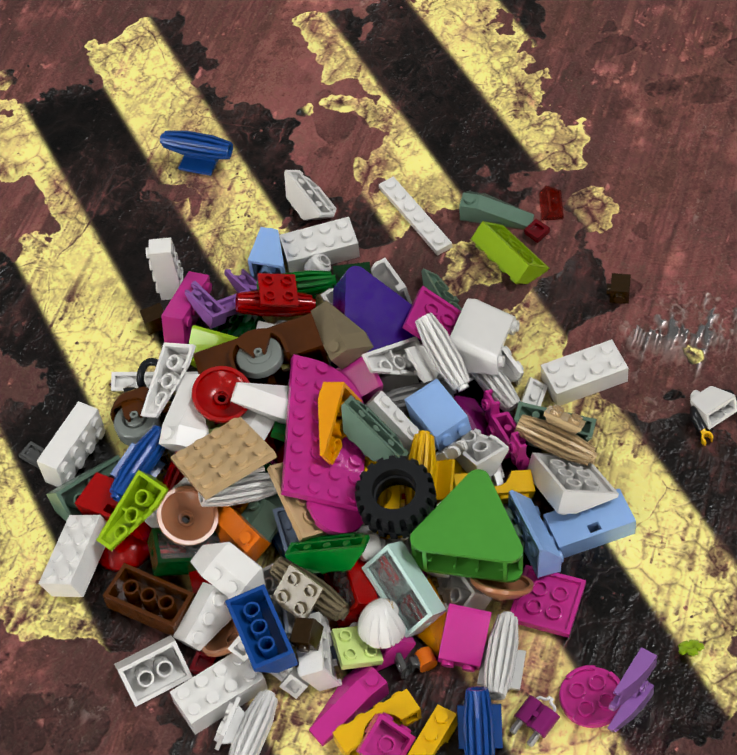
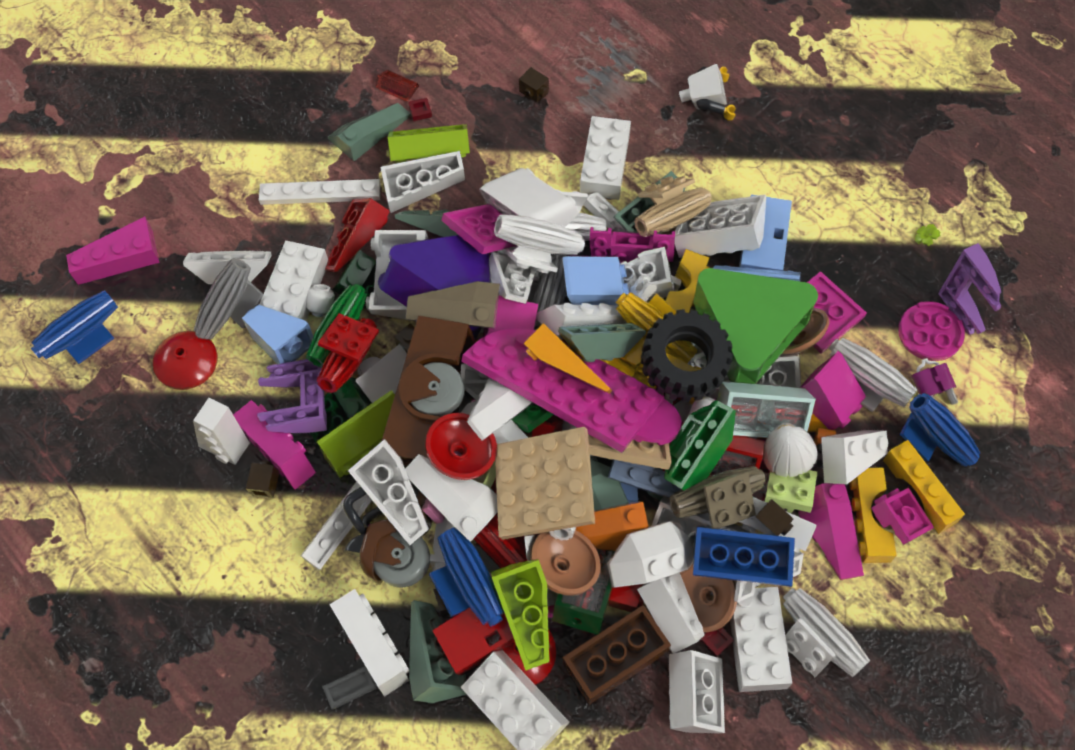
camera: 65 degrees left, 10 degrees up
(221, 224) = (188, 369): none -> red dish
(275, 134) = (114, 253): none -> dark pink wedge
(279, 209) = (228, 297): none -> light grey plate
(403, 255) = (360, 223): none -> red wedge
(415, 675) = (851, 454): none -> white wedge
(467, 265) = (420, 178): none -> white wedge

